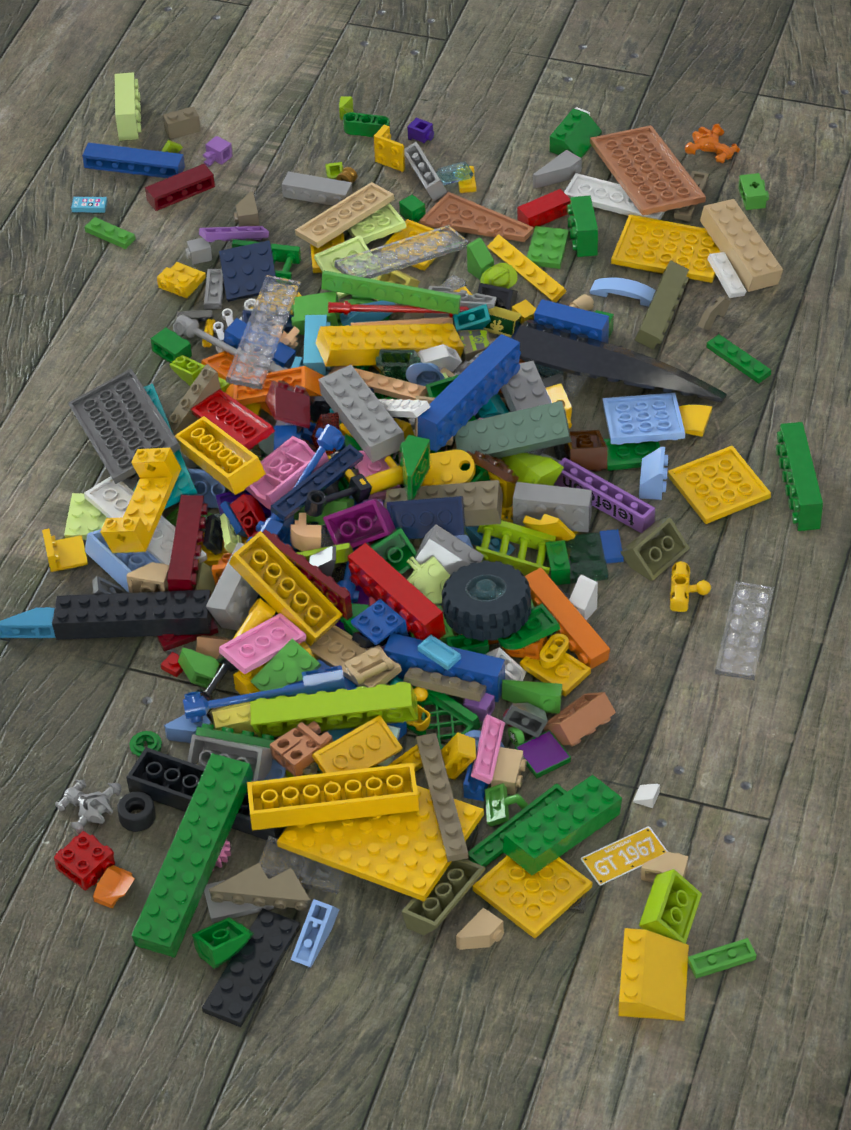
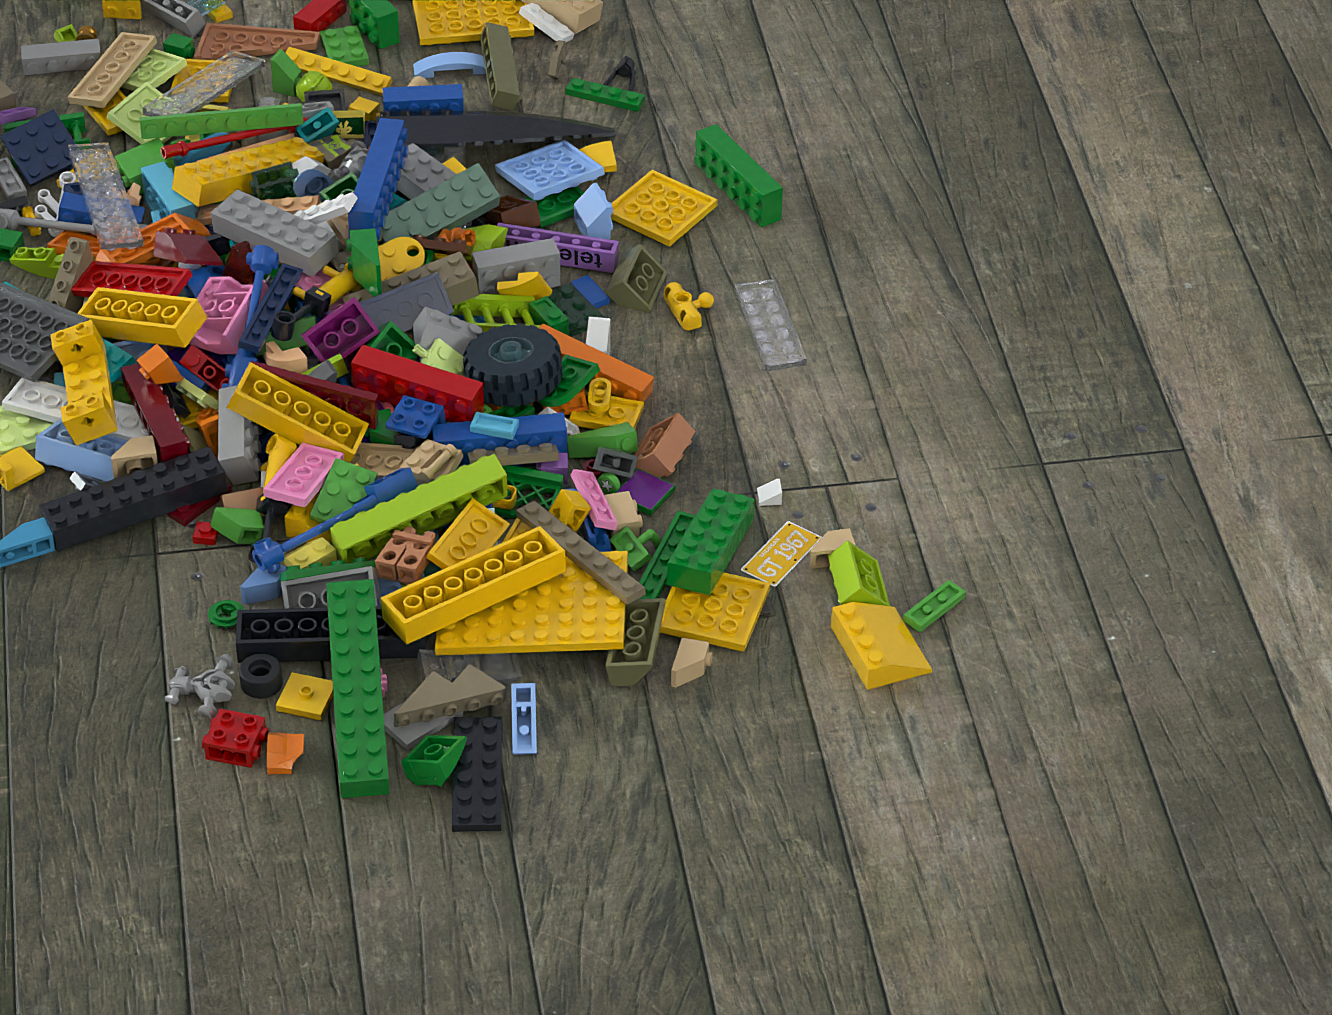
camera: 30 degrees left, 5 degrees down
(156, 841) = (305, 696): none -> yellow plate
(205, 506) = (158, 366): none -> orange slope
(514, 461) = (459, 234): none -> orange connector
(768, 338) = (624, 68): none -> black plant

